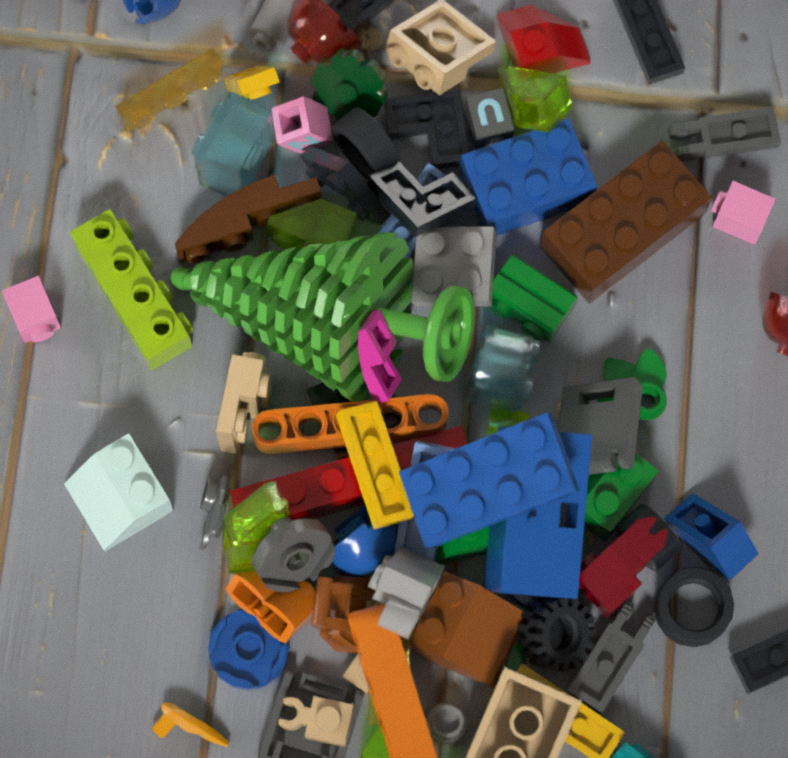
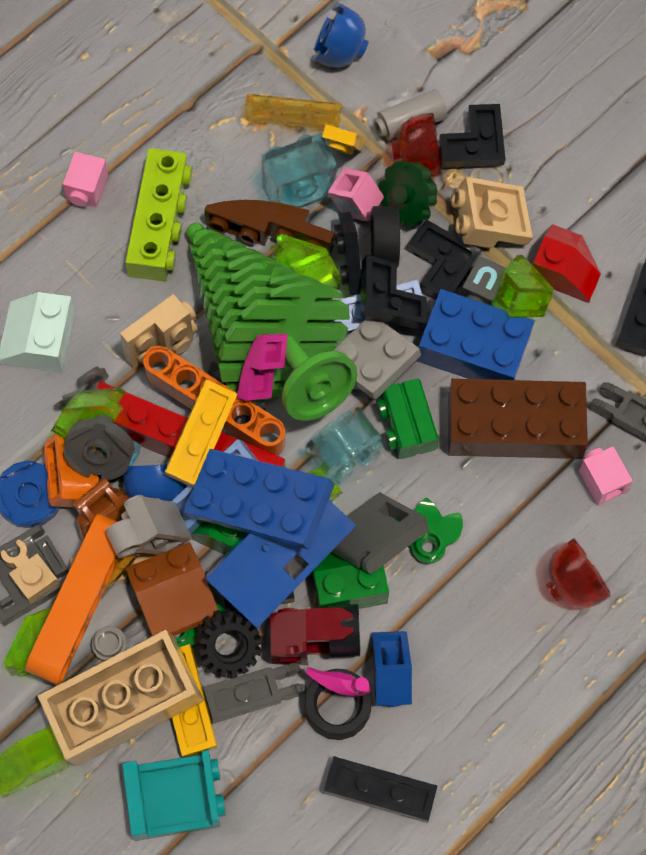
camera: 40 degrees right, 5 degrees down
(686, 585) = (340, 682): none -> dark pink bar

